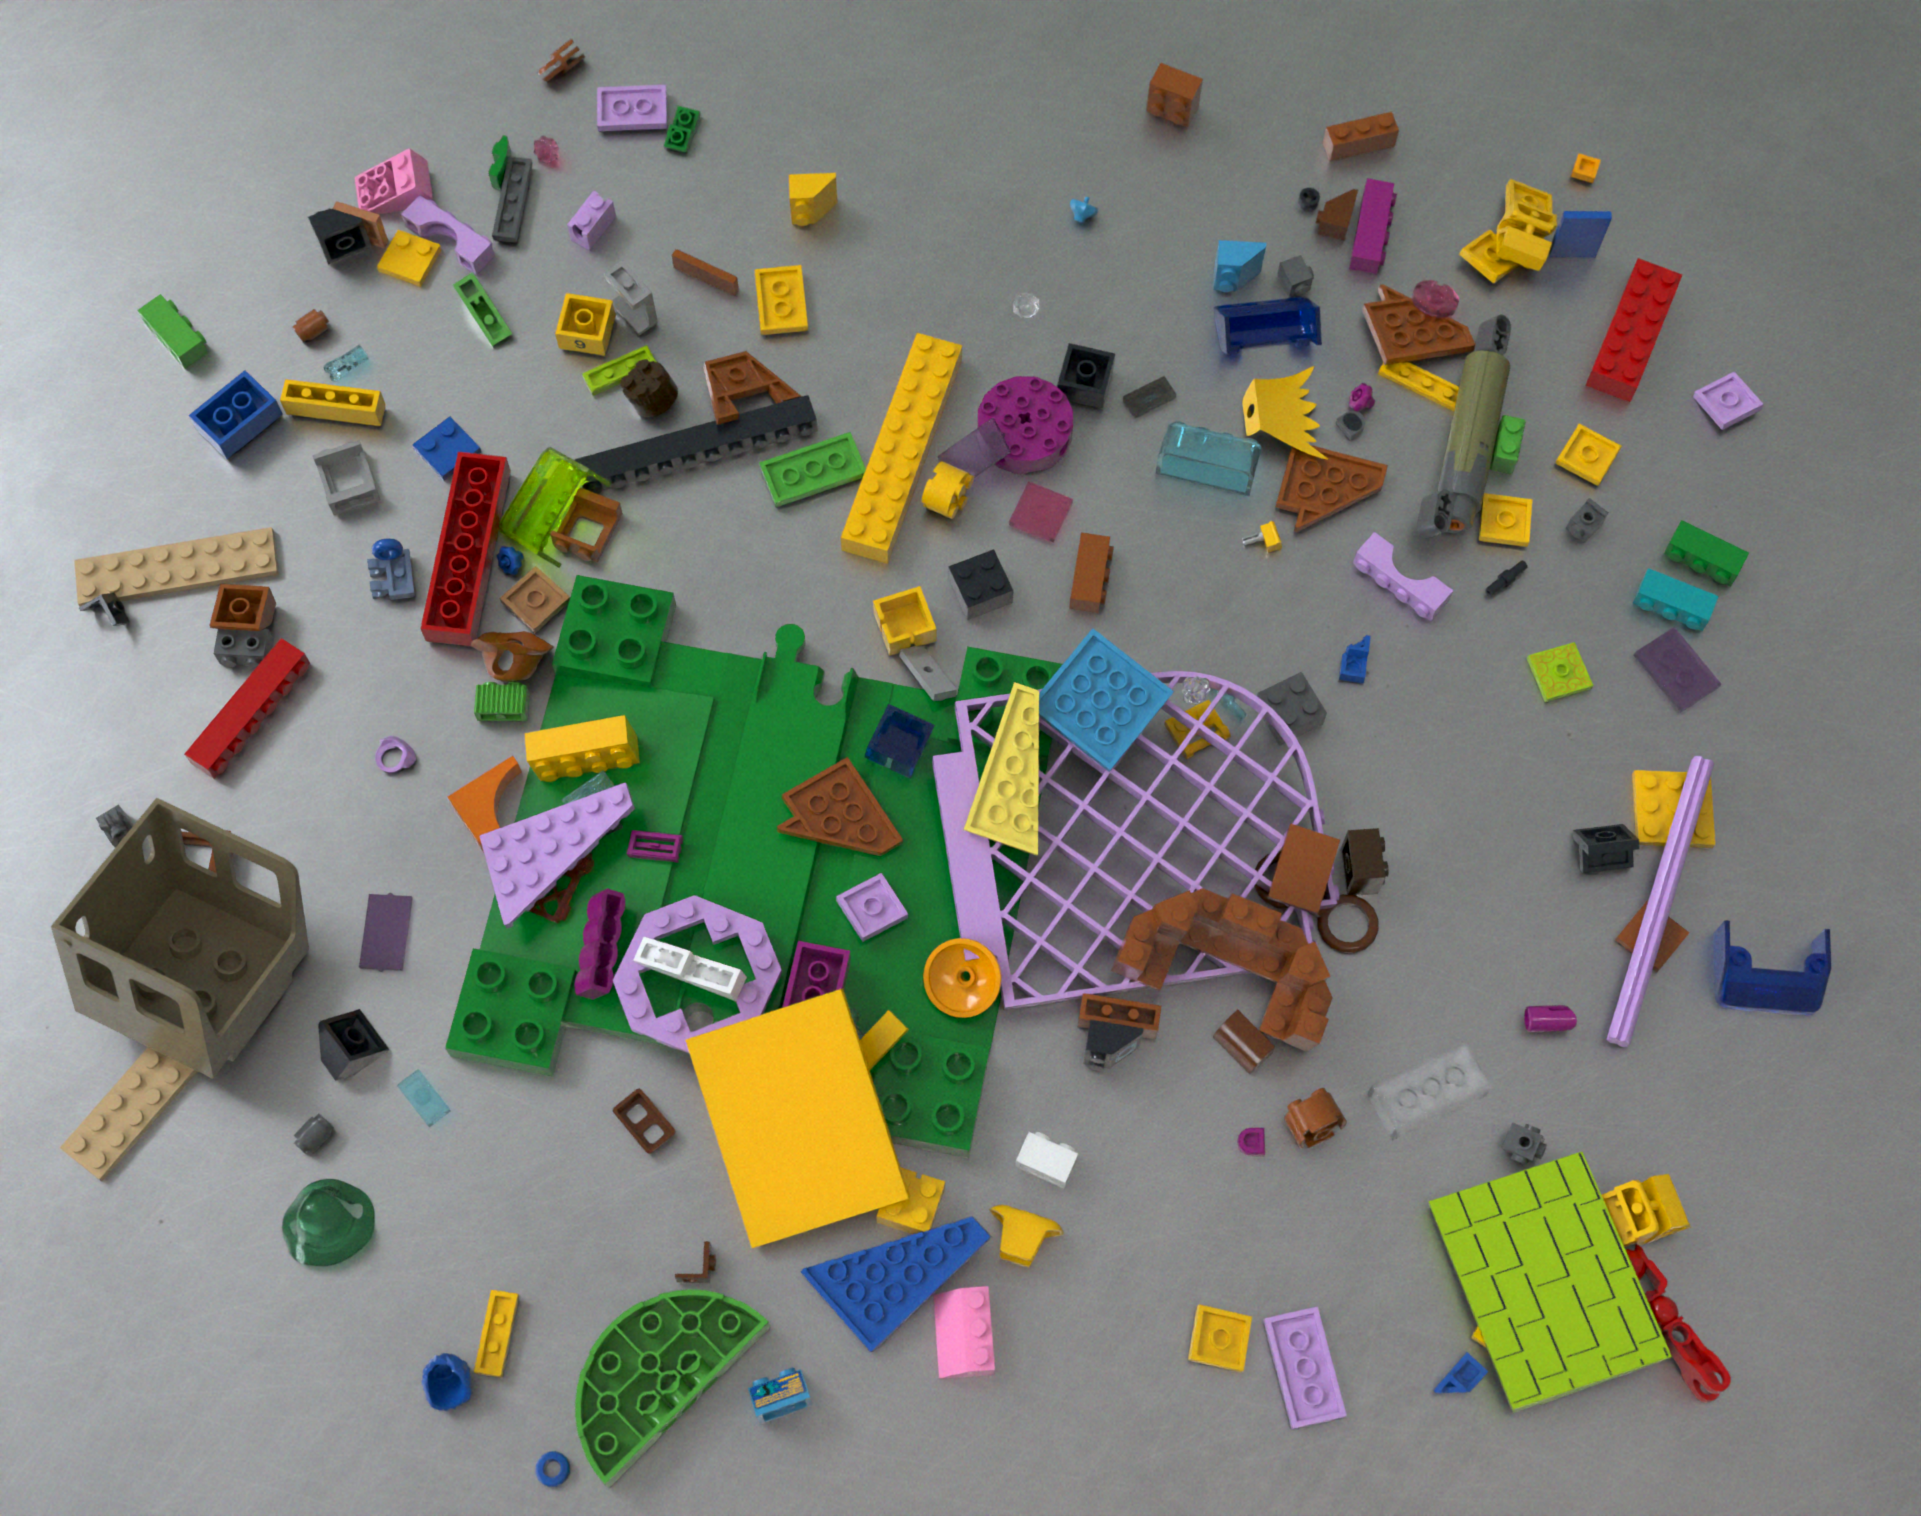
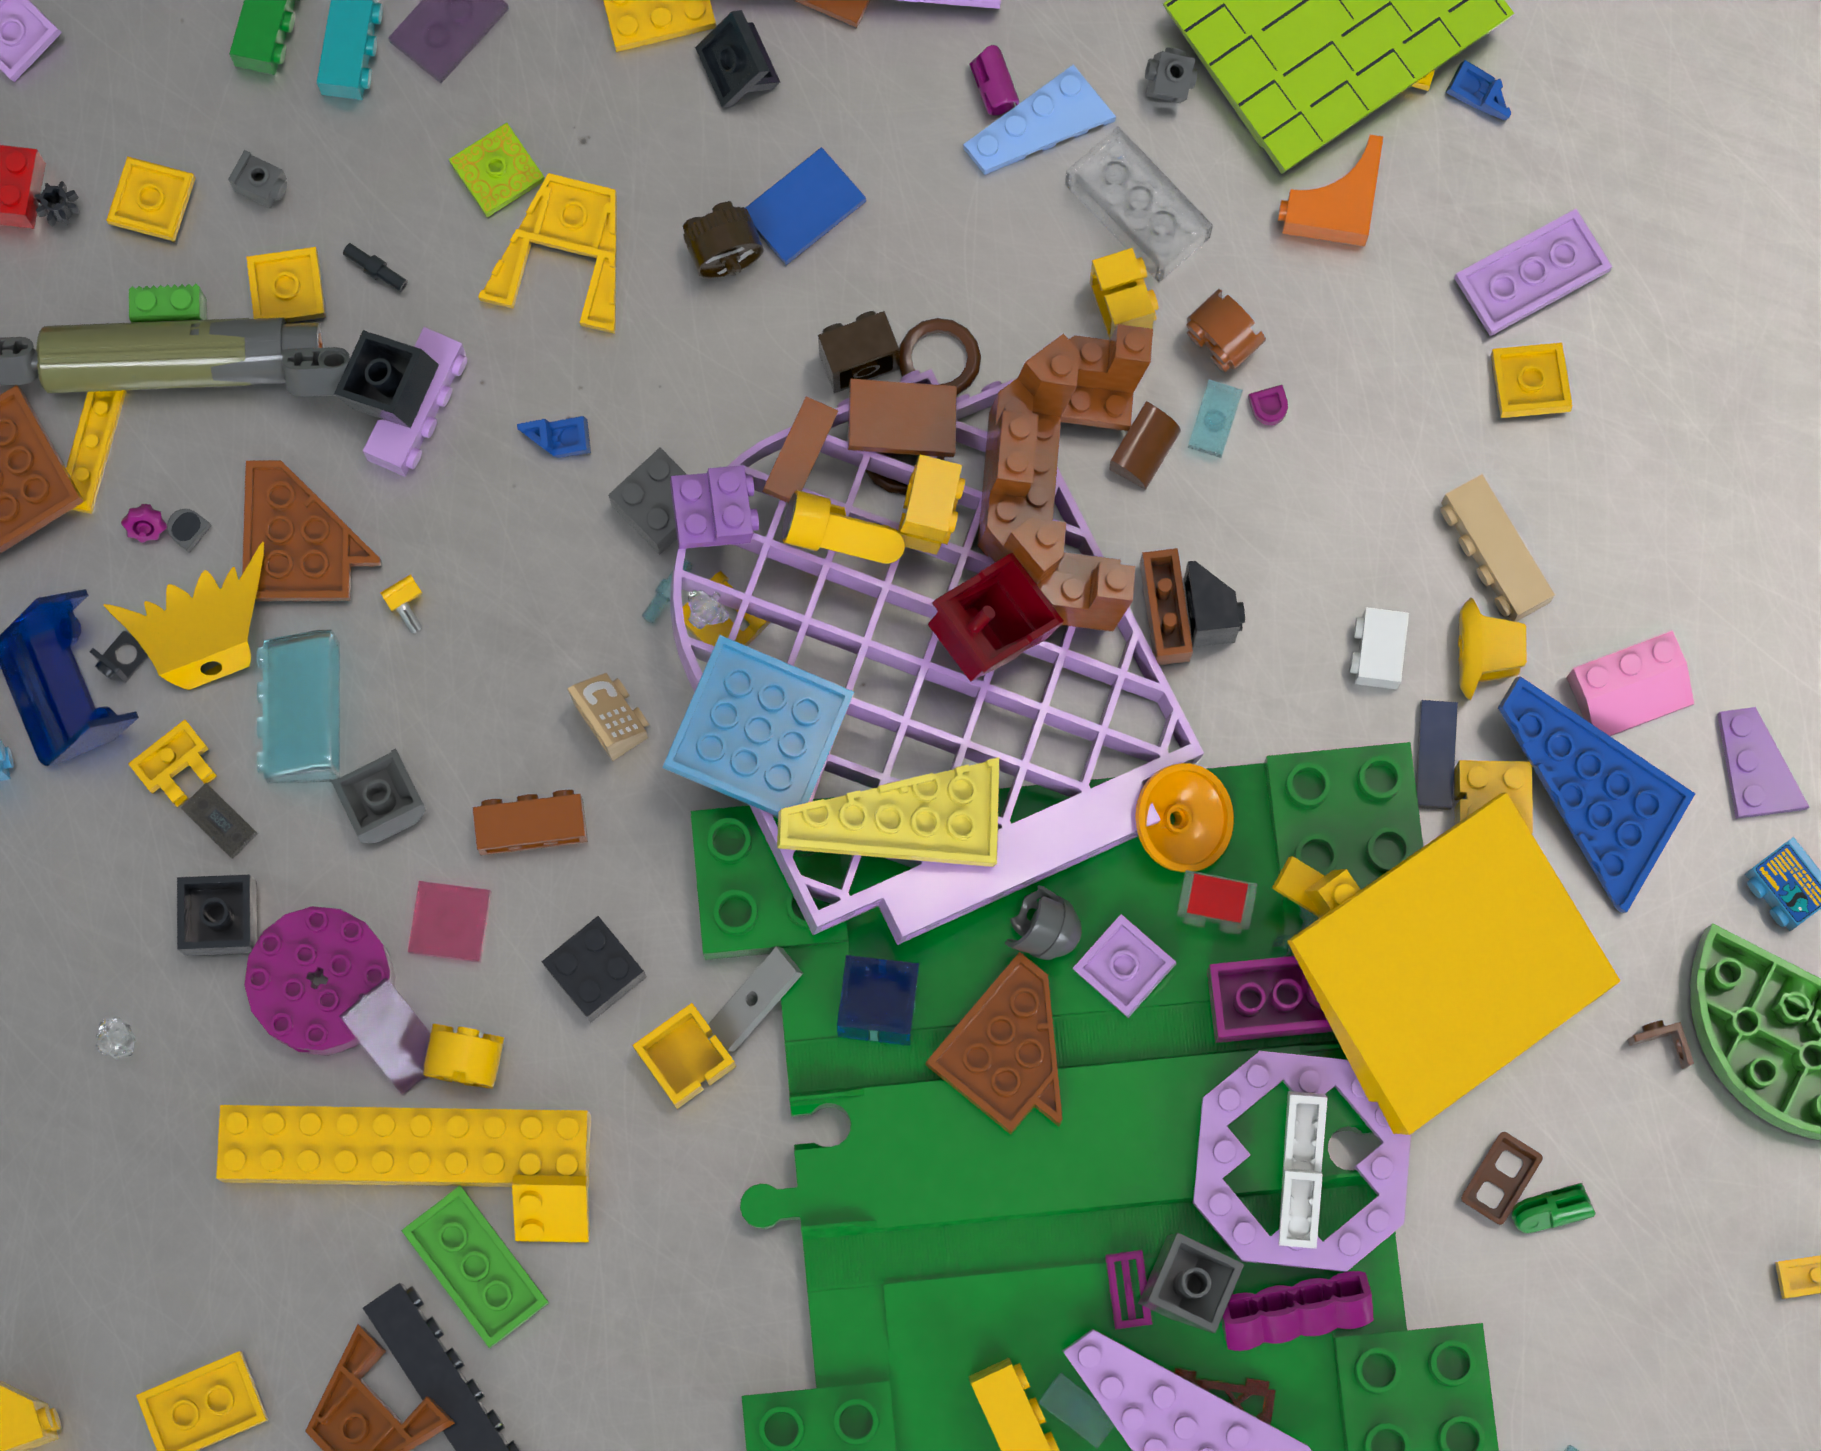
camera: 105 degrees left, 10 degrees up
(610, 1149) = (1553, 1209): none -> green arm
(641, 878) = (1191, 1283): none -> dark grey slope
(833, 517) = (550, 1208): none -> yellow plate
(873, 1045) = (1332, 890): none -> yellow brick
(877, 1407) = (1756, 768): none -> medium lavender wing
(897, 981) = (1216, 901): none -> brick
(911, 861) = (1052, 930): none -> dark grey helmet
(959, 1176) = (1436, 754): none -> dark blue tile
(1096, 1267) = (1496, 548): none -> tan brick
(1133, 487) = (380, 798): none -> dark grey slope
(1135, 871) = (993, 617): none -> dark red piece
(1149, 633) = (609, 715): none -> tan slope
(1199, 375) = (169, 757): none -> yellow plate
(1231, 858) = (931, 504): none -> yellow piece
(1235, 783) = (817, 523): none -> yellow piece
(1251, 1097) = (1215, 418): none -> clear light blue plate
(1267, 717) = (714, 507): none -> medium lavender plate
(1269, 358) = (111, 666): none -> black bracket
(1295, 790) = (800, 449): none -> dark orange tile
(1351, 1058) = (1122, 292): none -> yellow piece
(1390, 1239) = (1340, 209): none -> orange arch
(1418, 552) = (386, 379): none -> black brick
(1468, 795) = (722, 241): none -> dark brown piece
(1485, 864) = (804, 206): none -> blue tile
(1509, 710) = (572, 219): none -> yellow wing
(1514, 1053) = (1048, 116): none -> light blue wing
(1598, 397) = (53, 195): none -> black gear

